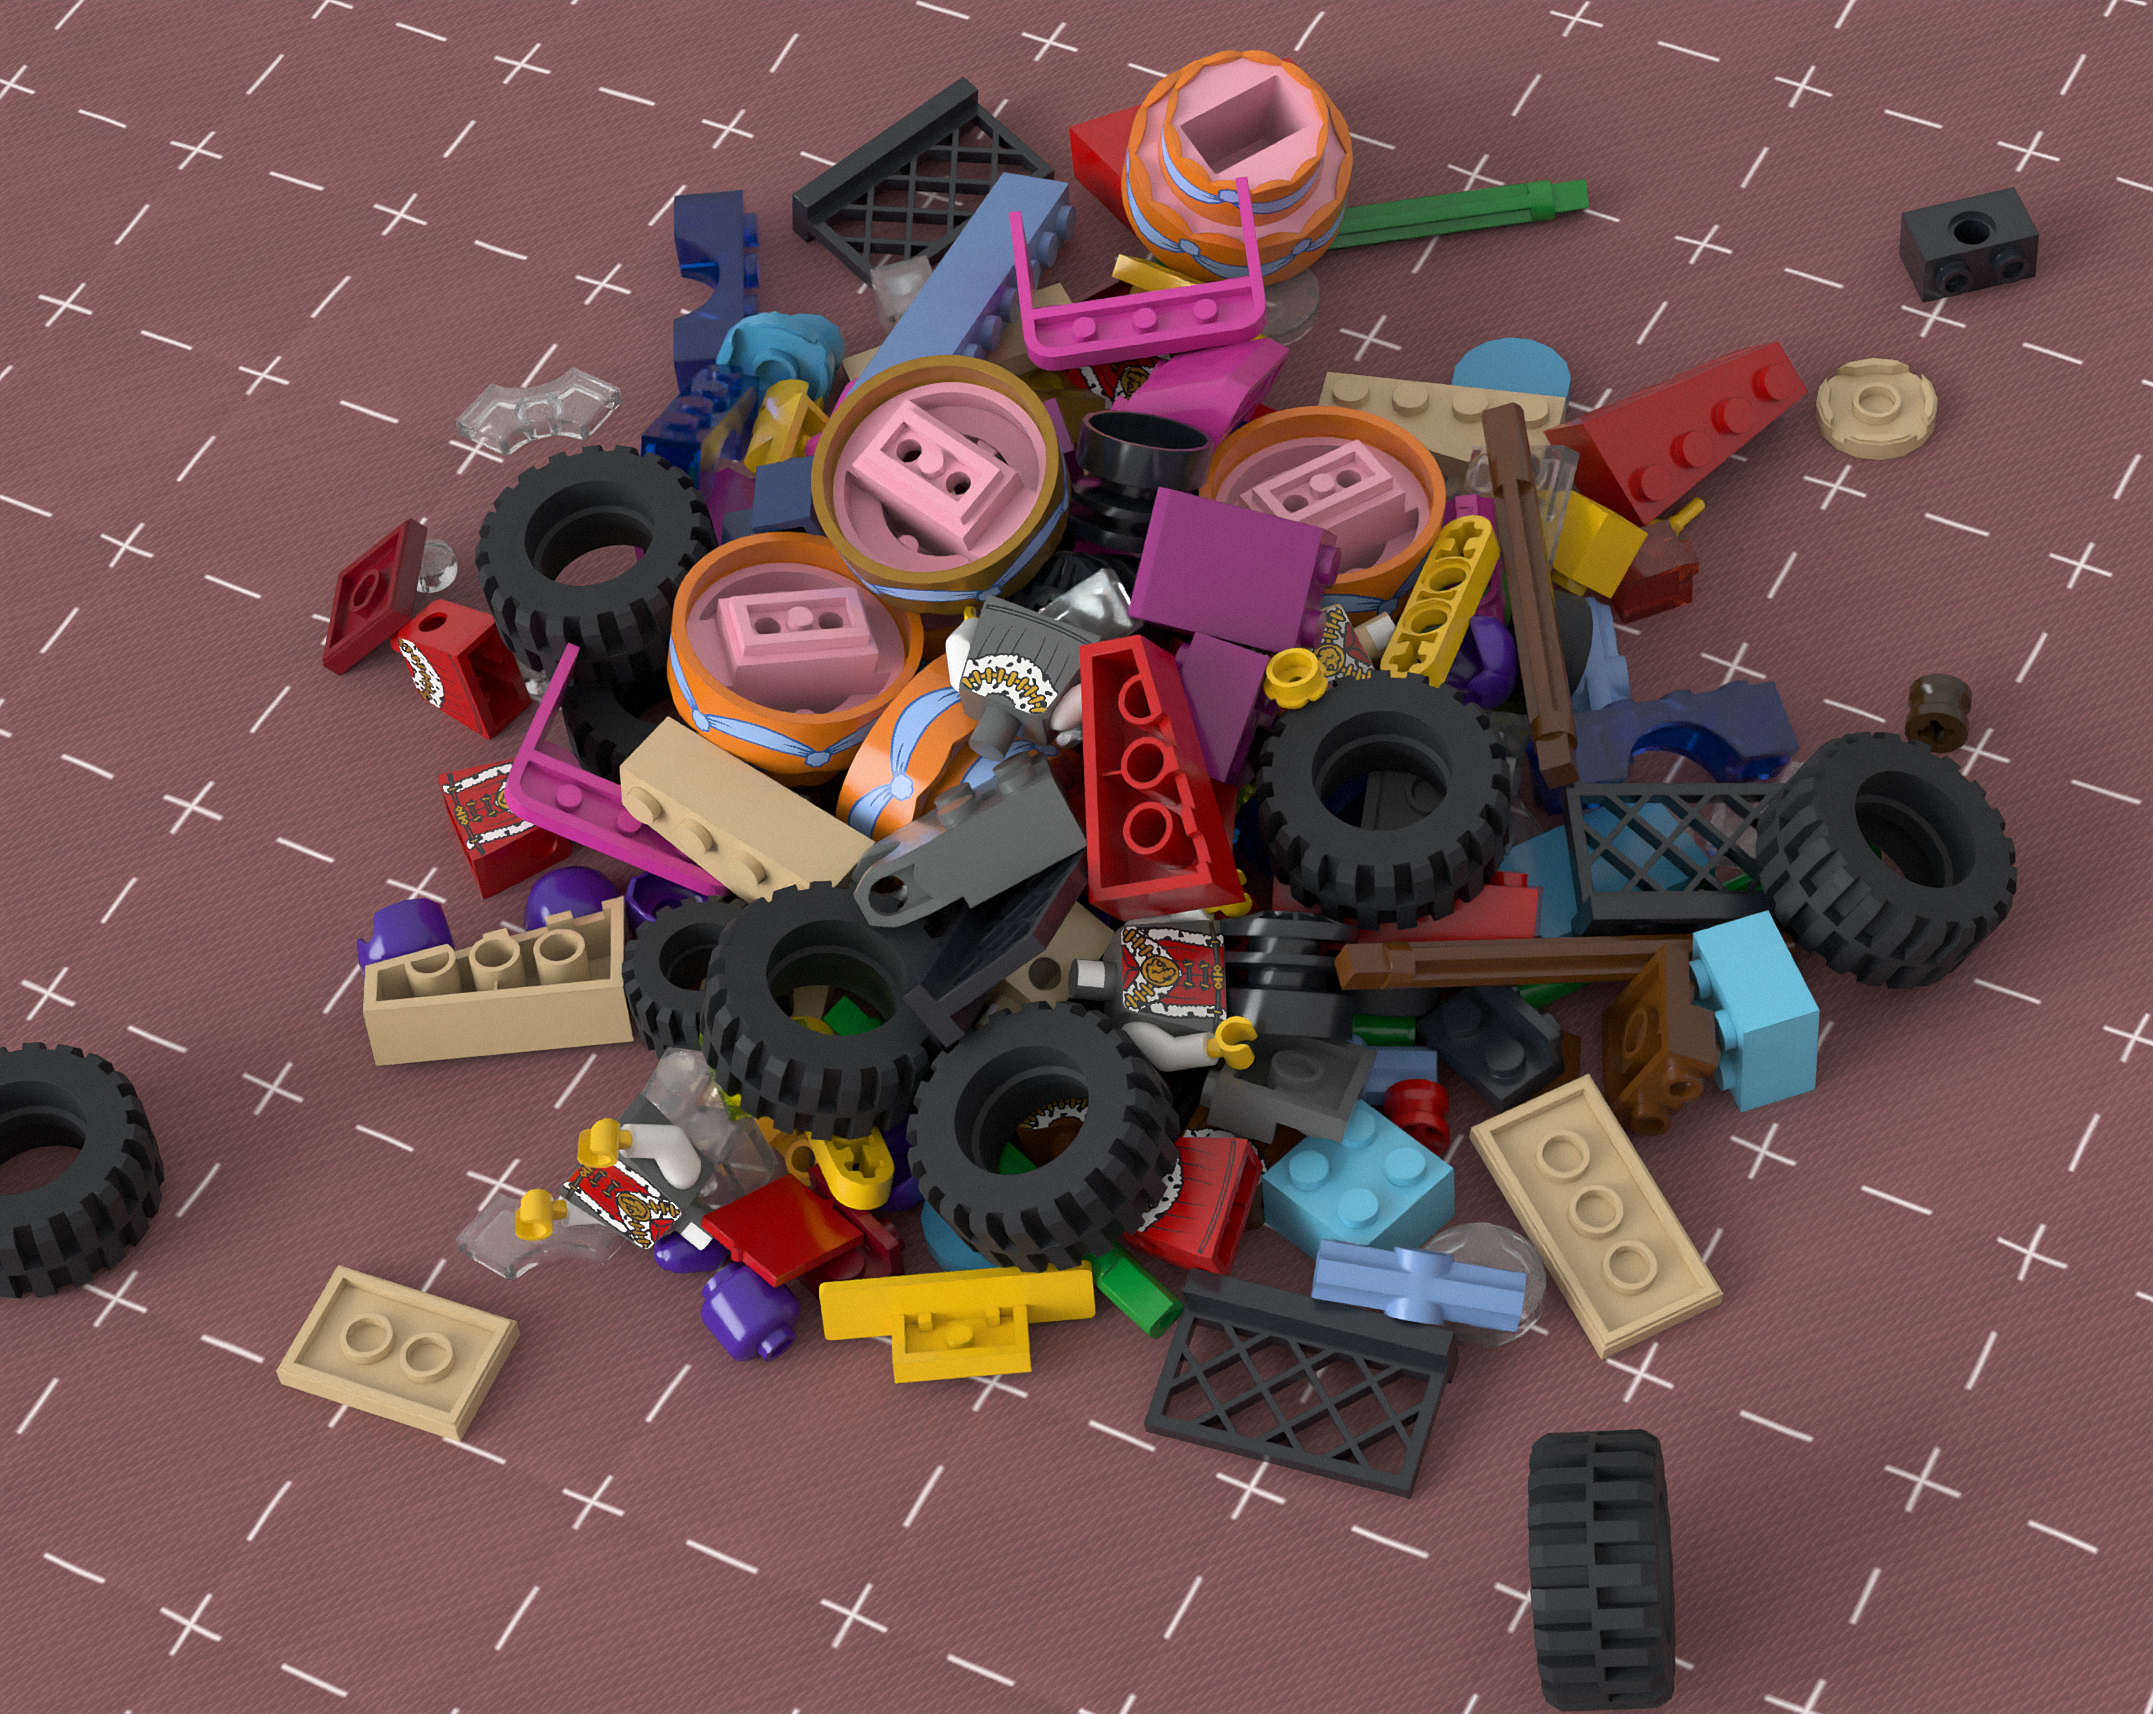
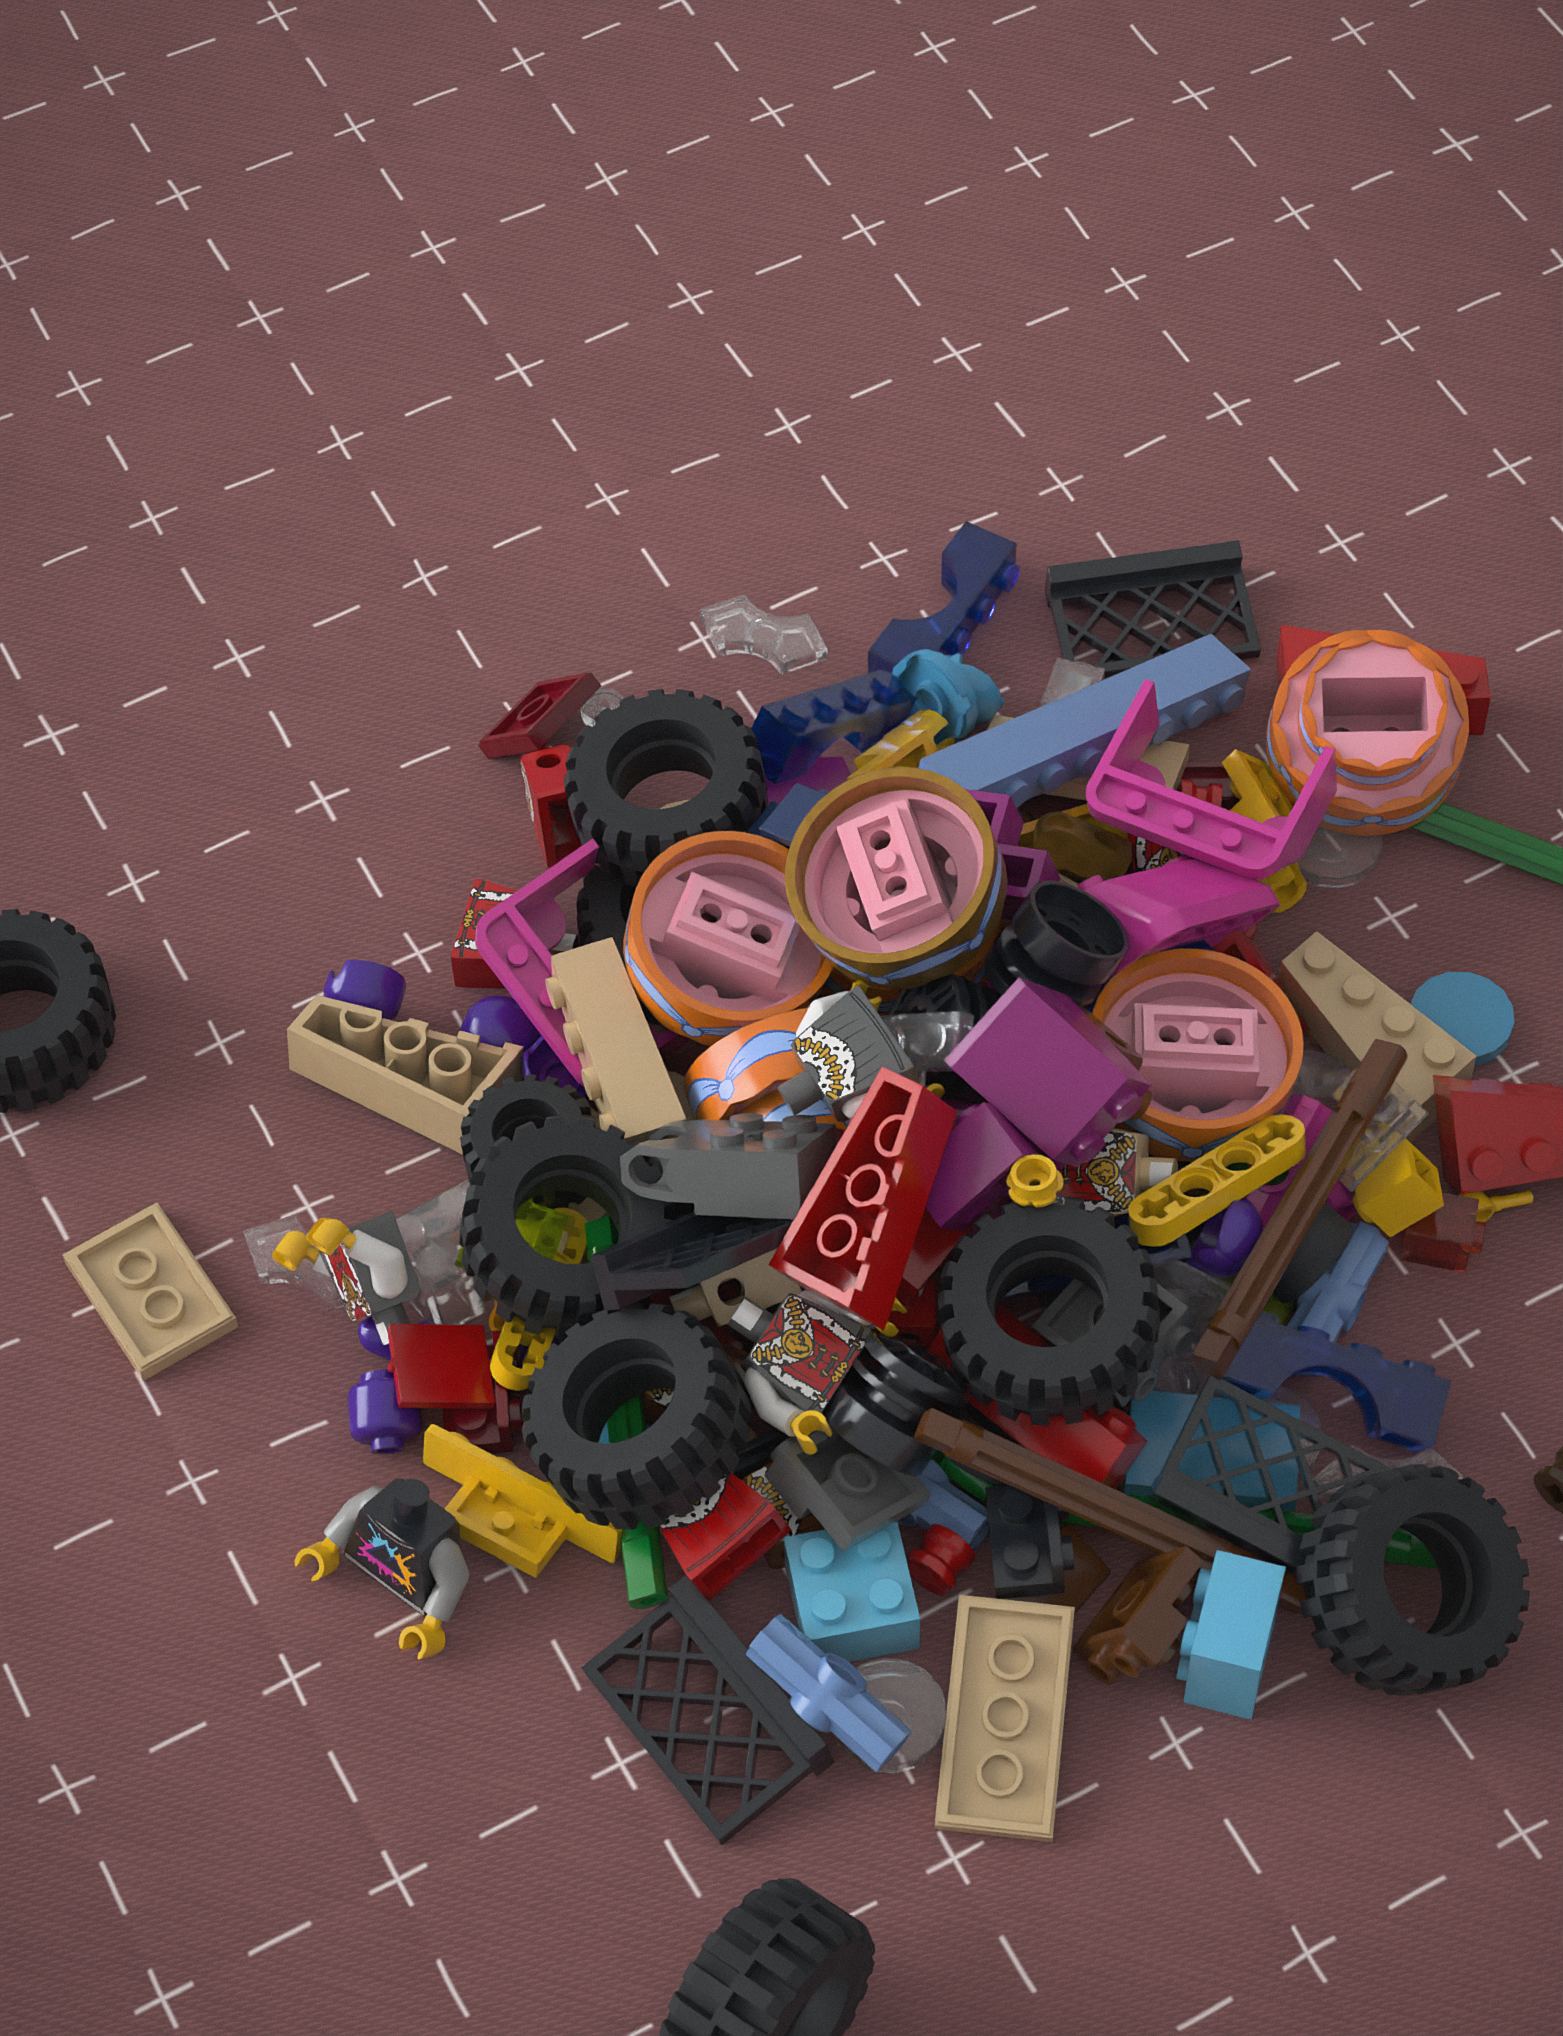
camera: 30 degrees right, 5 degrees up
(882, 1412) = (405, 1547): none -> torso

